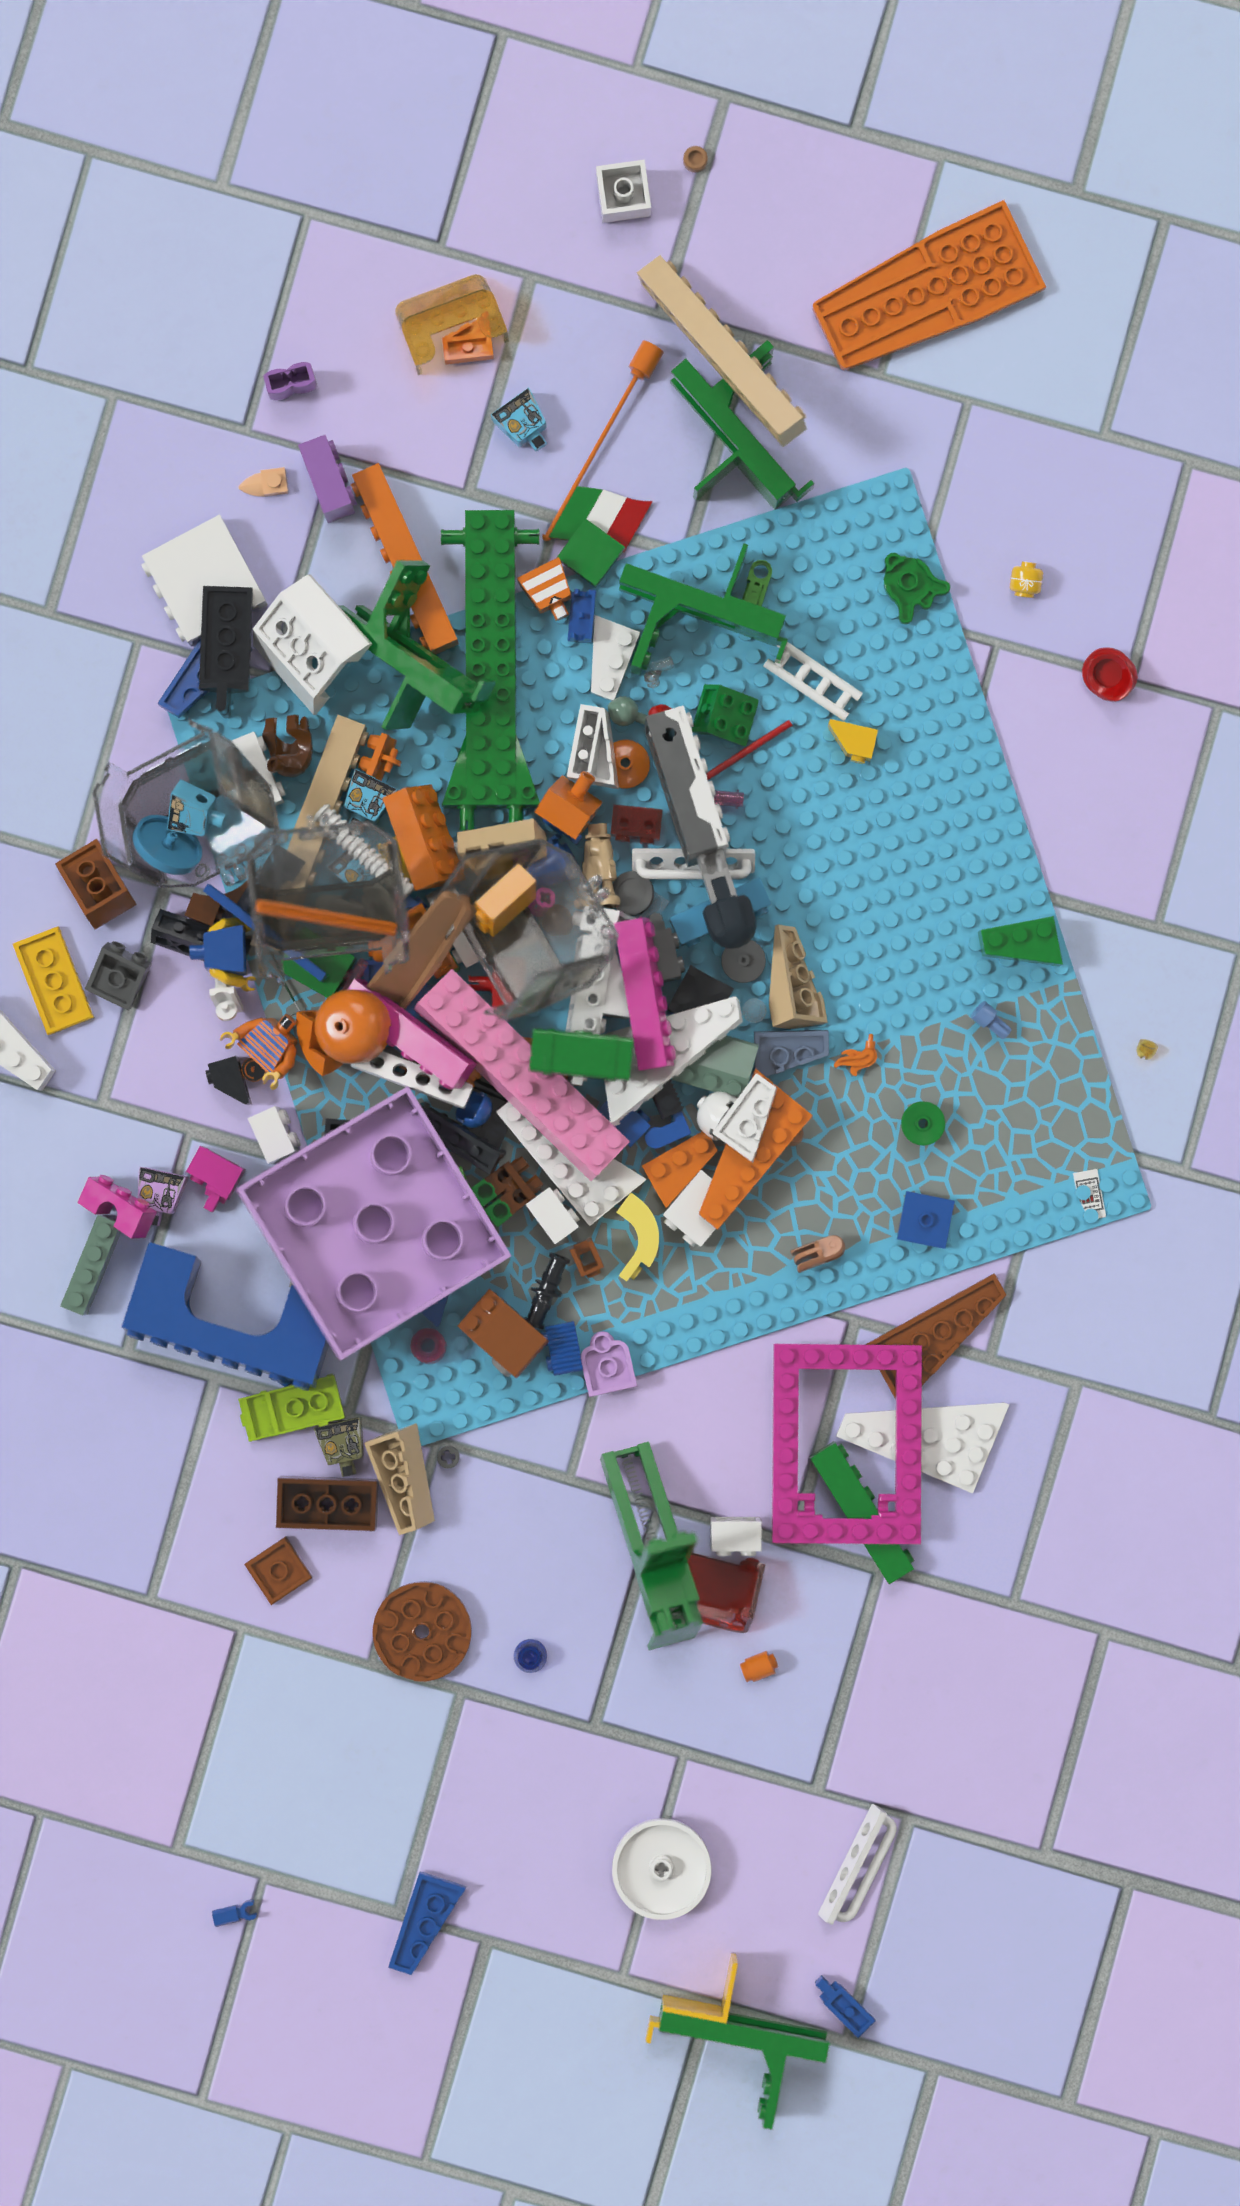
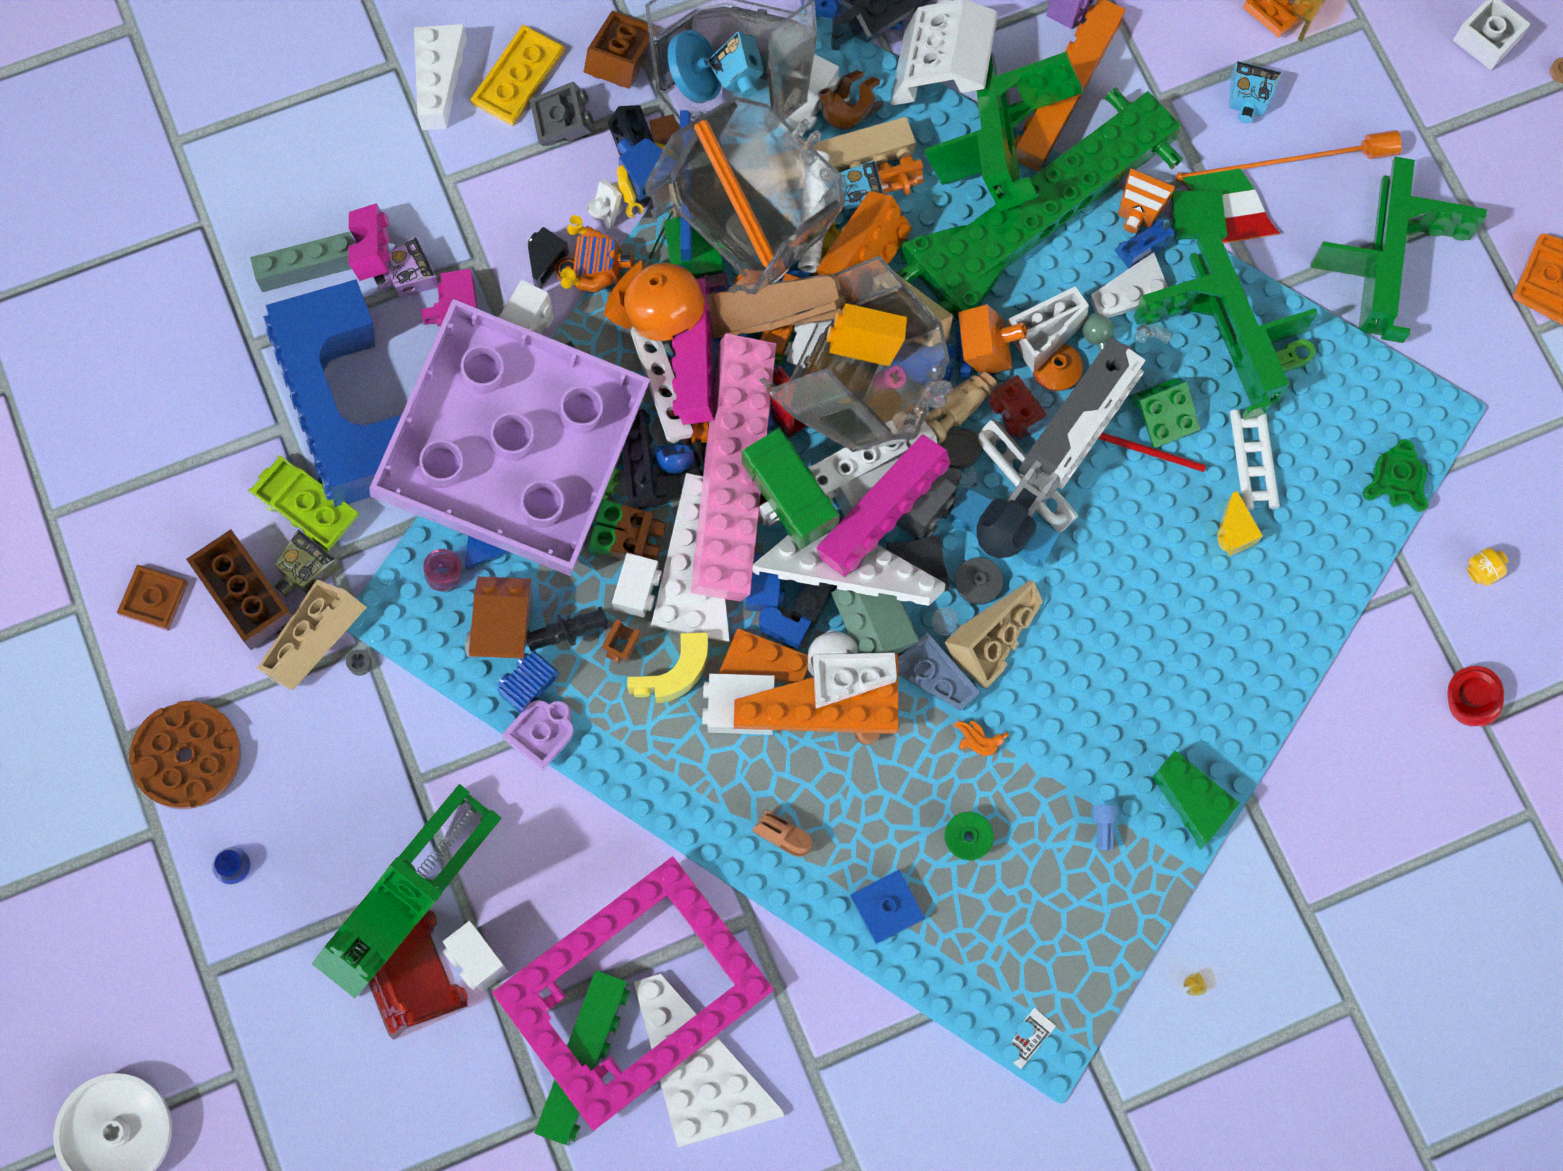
camera: 50 degrees right, 15 degrees down
(722, 350) = (1446, 182): tan brick -> none
(728, 798) = (1101, 465): clear pink pin -> none
(759, 1666) = (370, 1076): orange brick -> none
(943, 1326) = (807, 1000): dark orange wing -> none

